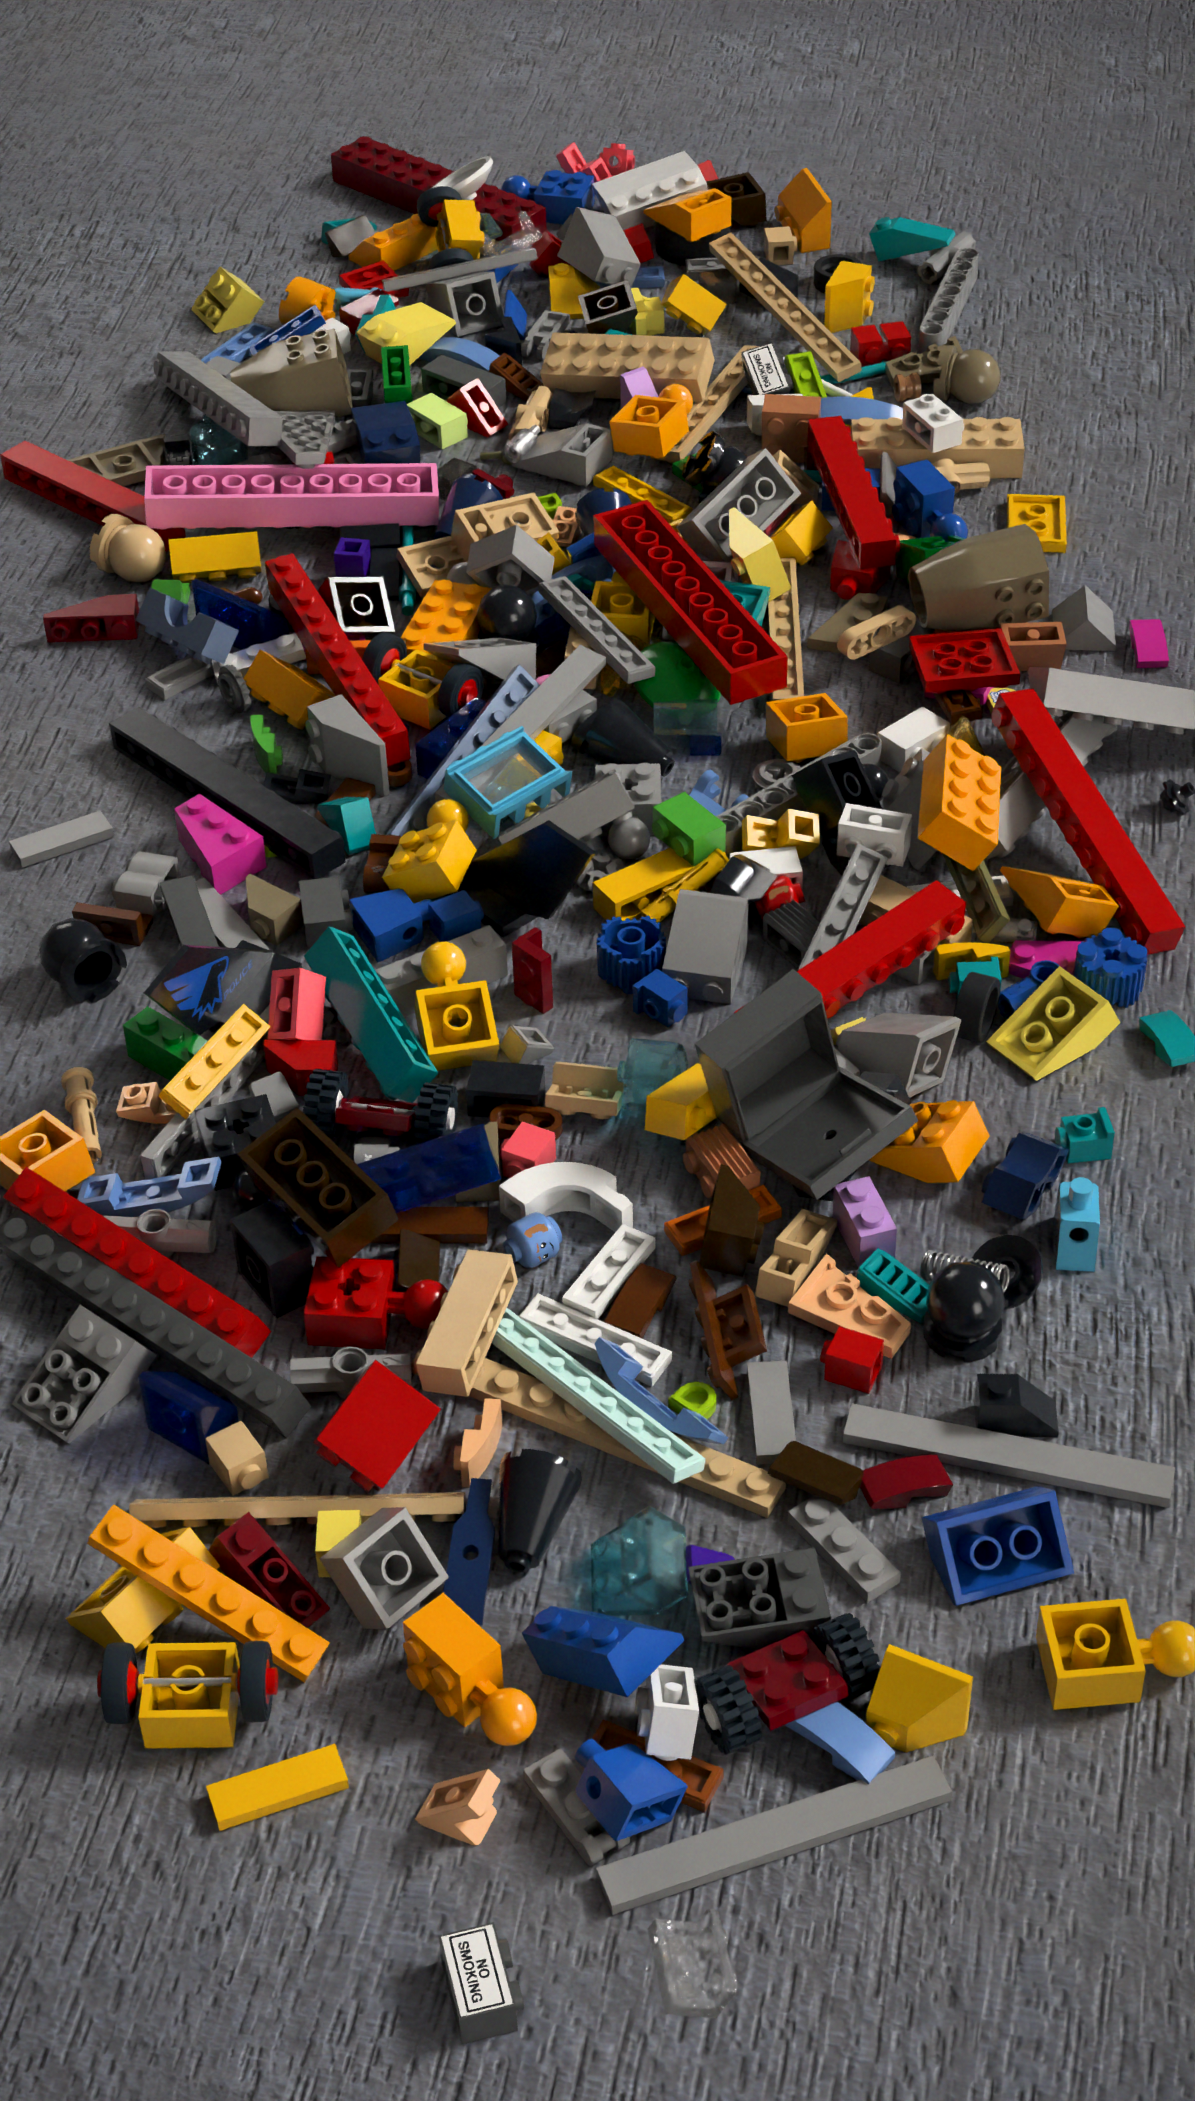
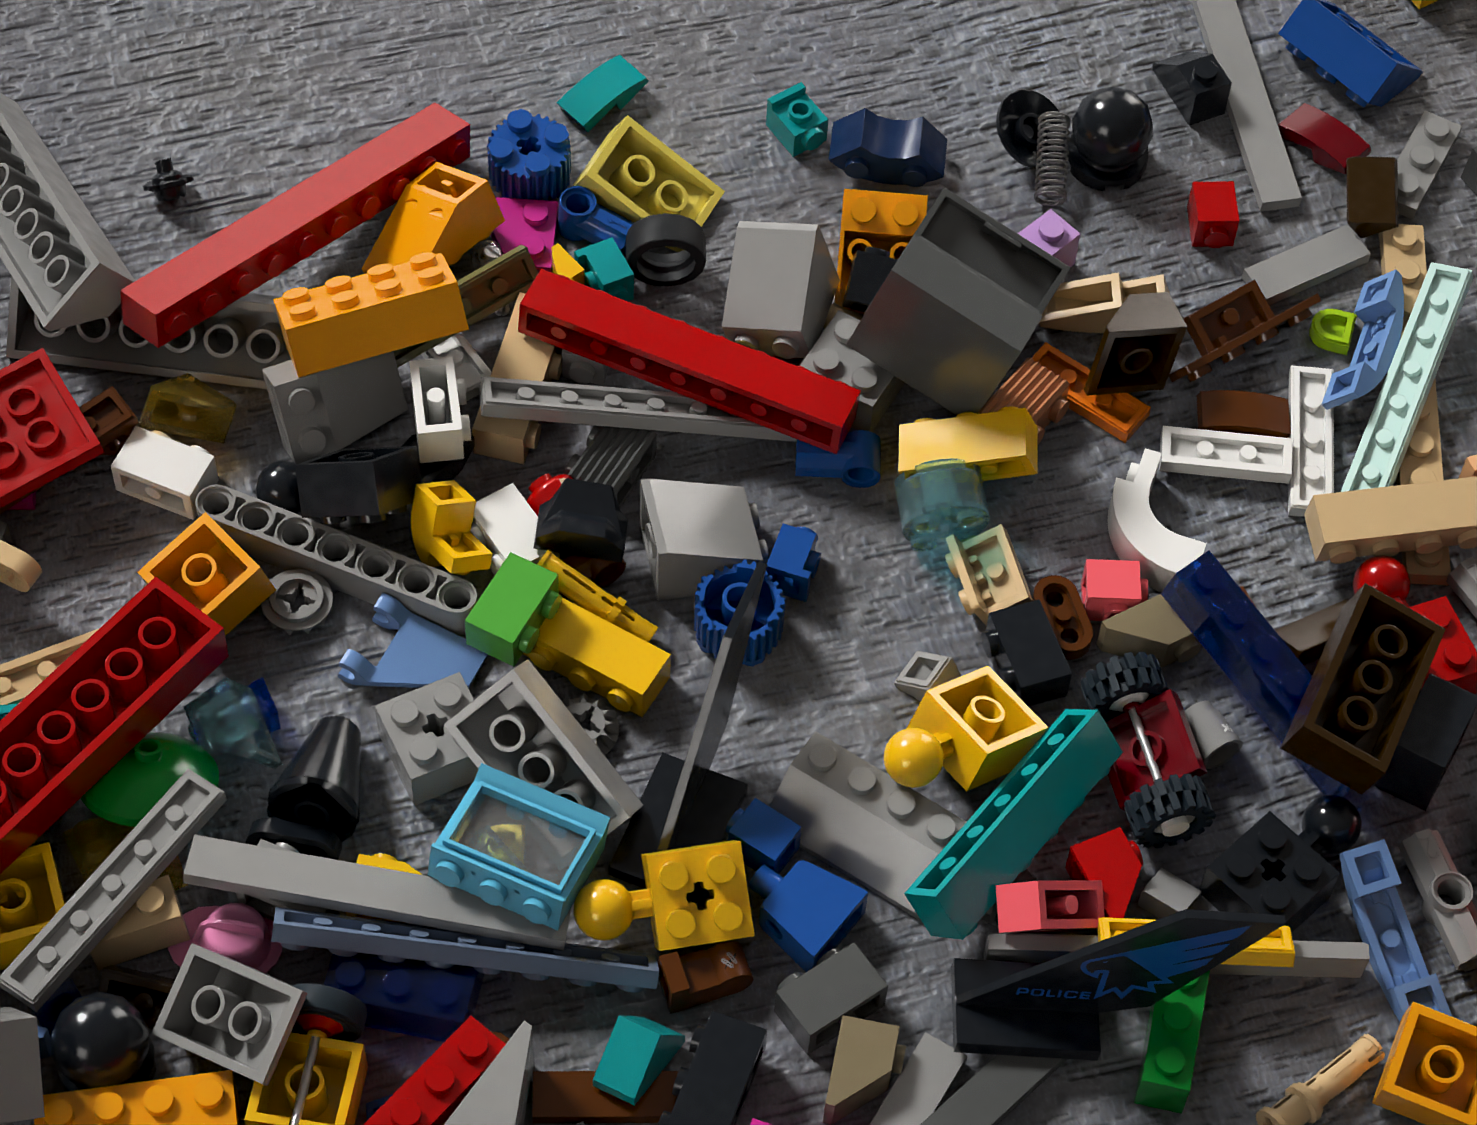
camera: 120 degrees left, 15 degrees up
(142, 1104) = (1247, 1021): light nougat slope -> none
(532, 971) = (830, 700): dark red bracket -> none
(533, 1239) = (1231, 533): medium blue head -> none
(836, 1300) = (1149, 237): light nougat wing -> none
(882, 1268) = (1092, 239): teal slope -> none
(1077, 1208) = (938, 85): medium azure torso -> none

